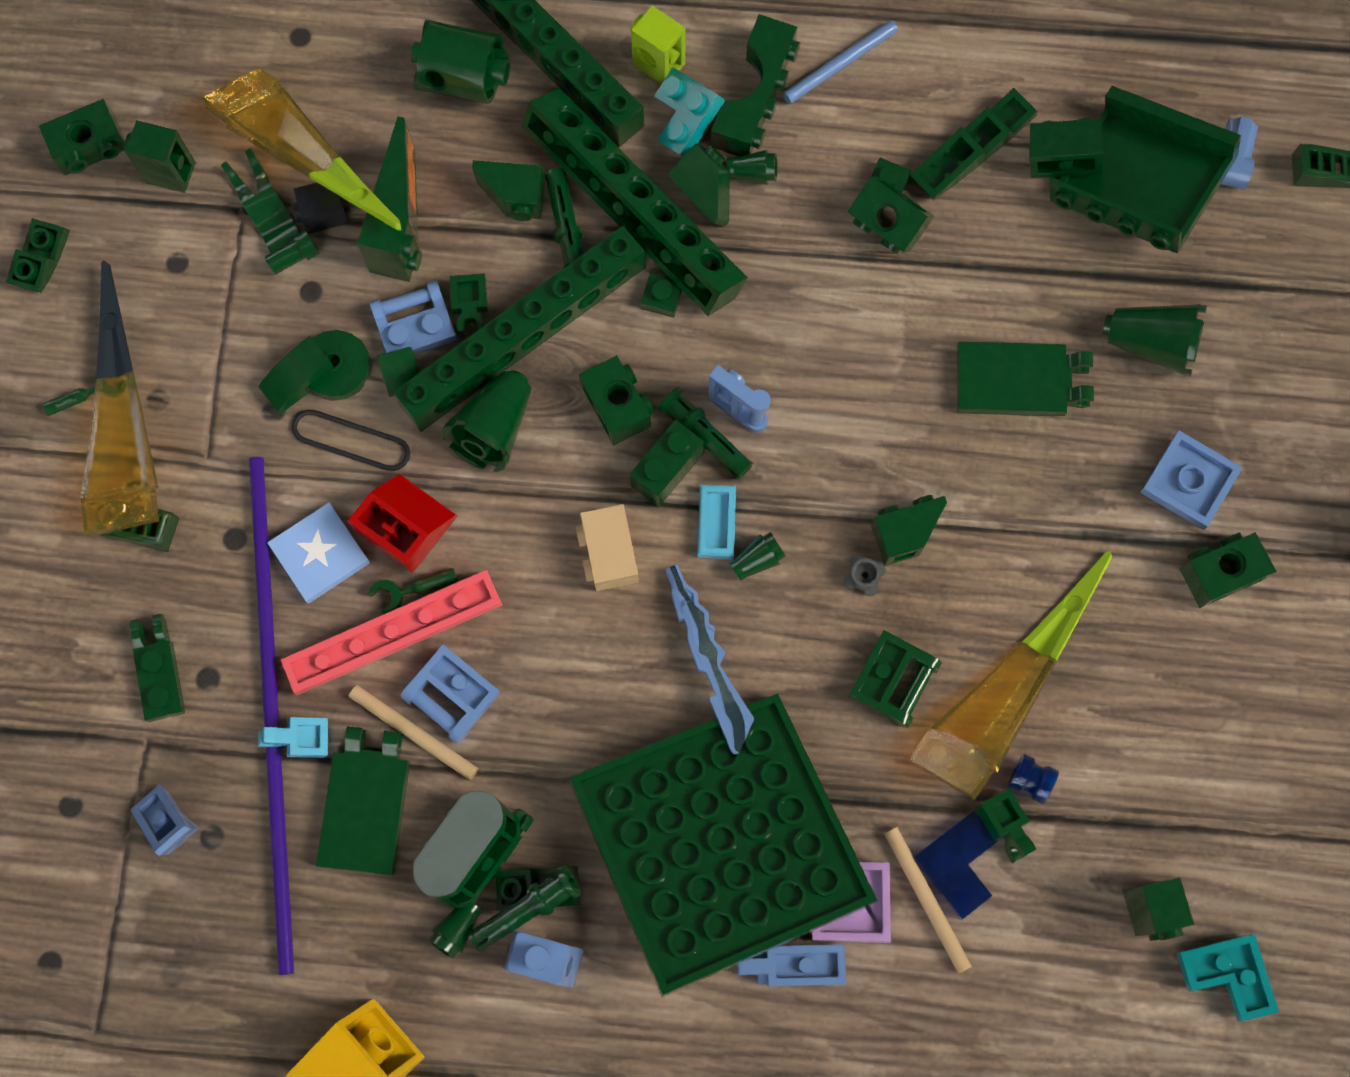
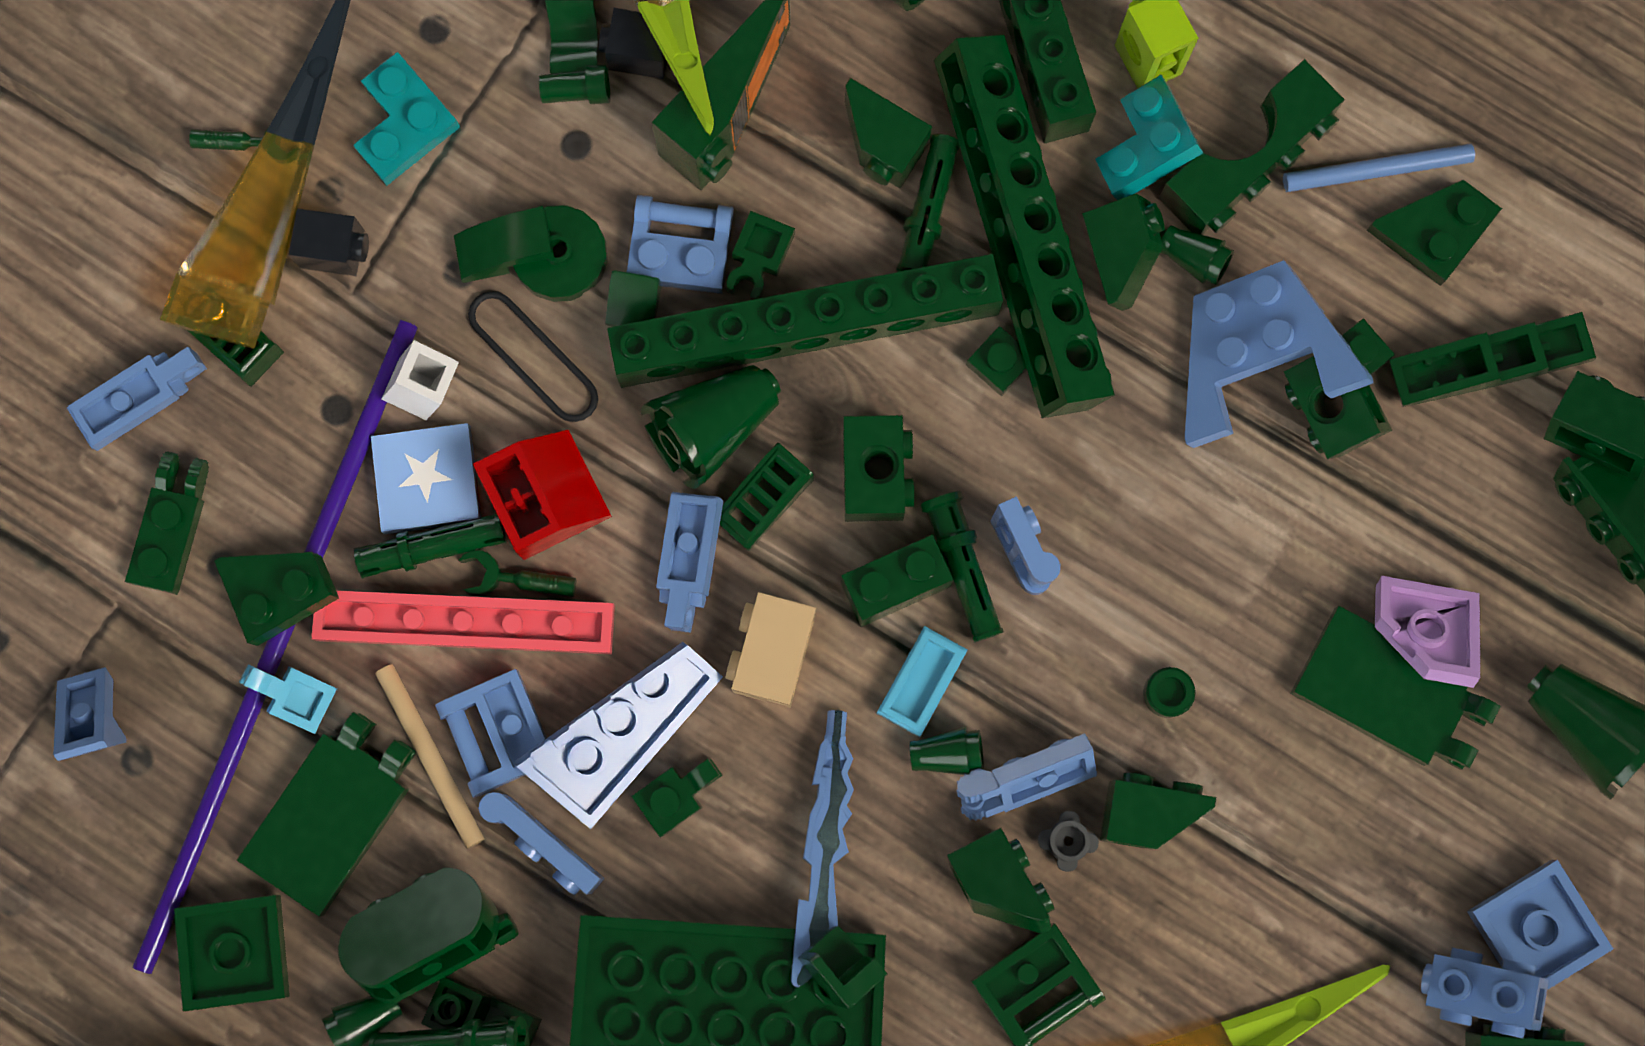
camera: 25 degrees right, 5 degrees up
(90, 594) = (134, 396): none -> medium blue hinge
(174, 430) = (328, 242): none -> black brick
(193, 327) = (414, 122): none -> teal plate
(253, 673) = (275, 591): none -> dark green wing
(283, 487) = (420, 380): none -> white brick
(343, 594) = (410, 550): none -> dark green pin
(343, 929) = (231, 953): none -> dark green plate
(515, 749) = (540, 842): none -> medium blue plate
(521, 516) = (688, 556): none -> medium blue hinge
(533, 657) = (613, 741): none -> wing
(562, 425) = (763, 470): none -> dark green slope
(591, 678) = (672, 799): none -> dark green plate
(760, 726) = (841, 968): none -> dark green panel
(812, 196) = (1251, 329): none -> medium blue wing
(817, 547) = (1026, 778): none -> medium blue hinge
(833, 622) = (997, 884): none -> dark green slope
(880, 449) = (1169, 692): none -> dark green tile
(896, 82) = (1437, 229): none -> dark green wing
(1024, 325) = (1431, 628): none -> lavender plate
(1168, 535) = (1467, 989): none -> medium blue brick

